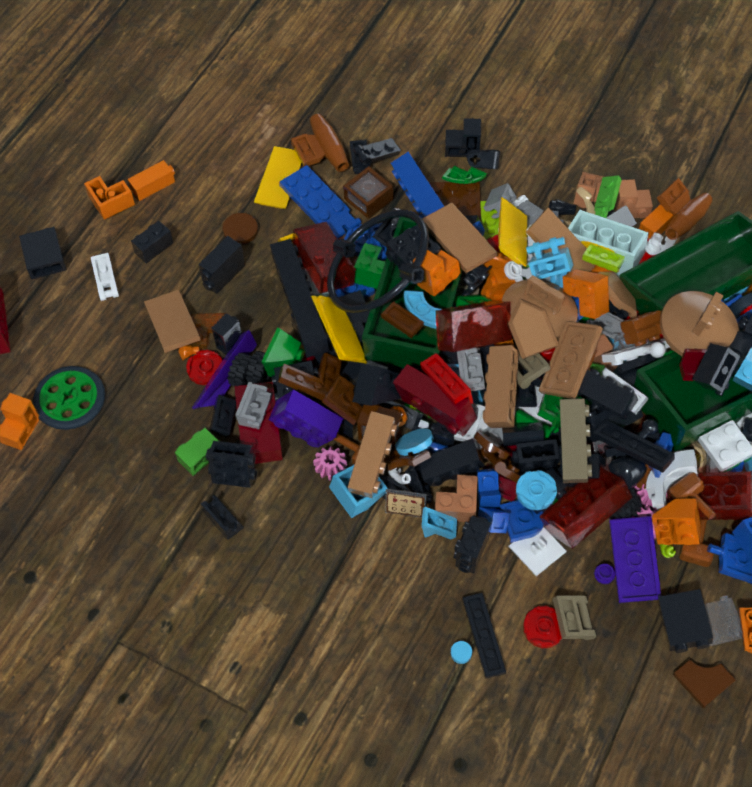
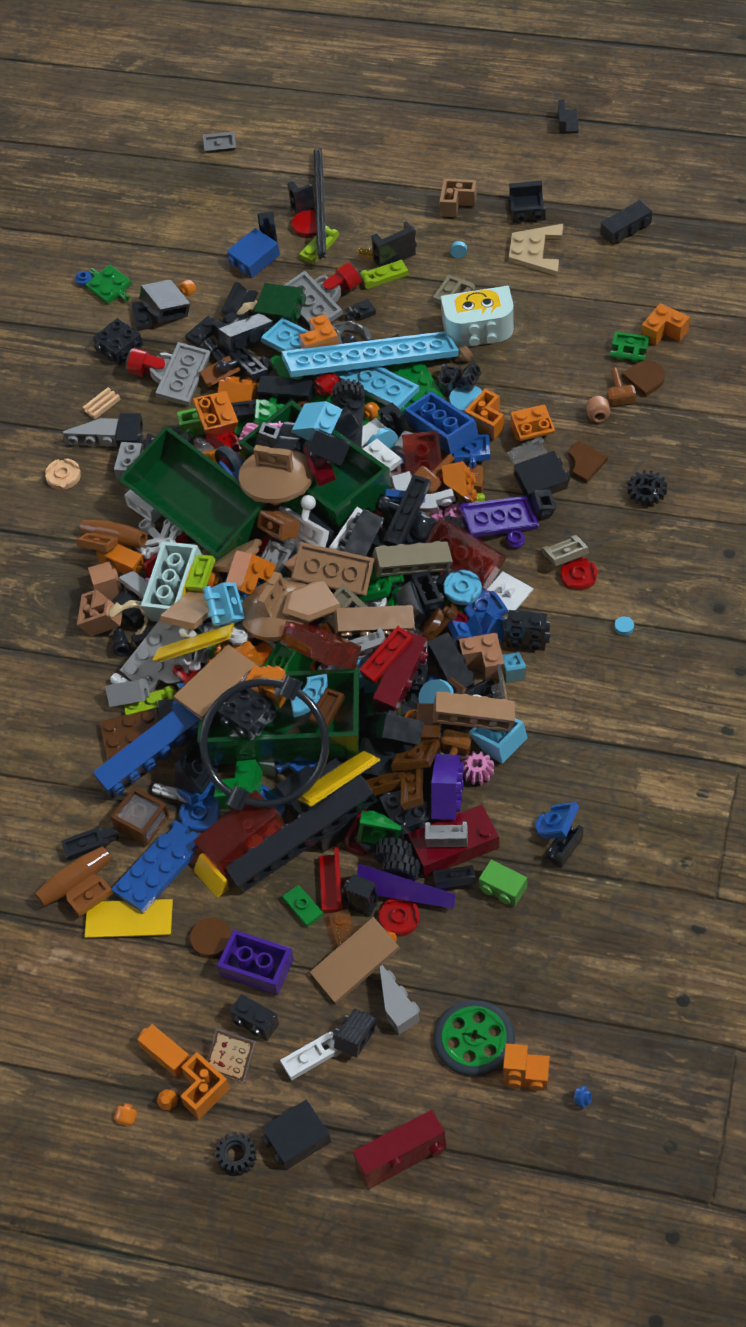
camera: 100 degrees left, 5 degrees down
(46, 205) = (236, 1166): none -> black tyre
(105, 305) = (354, 1033): none -> black brick
(111, 176) = (167, 1099): none -> orange rock
(115, 153) = (125, 1115): none -> orange piece
(121, 343) = (399, 1010): none -> light grey slope
(127, 221) = (231, 1054): none -> piece
(194, 247) = (255, 962): none -> dark purple brick
(221, 265) = (273, 926): black brick -> none
(231, 464) = (512, 841): black brick -> none
(243, 298) = (303, 906): none -> green plate
(244, 513) = (556, 821): none -> blue tile
(259, 322) = (331, 882): none -> red panel
(377, 151) = (78, 823): black plate -> none
(460, 142) = (48, 741): black brick -> none
(462, 176) = (99, 735): green brick -> none
(484, 635) = (602, 614): black tile -> none
(487, 159) = (69, 721): black piece -> none
(607, 195) = (115, 590): bright green hinge -> none
(652, 608) = (542, 503): none -> black brick
(654, 732) = (647, 488): none -> black gear

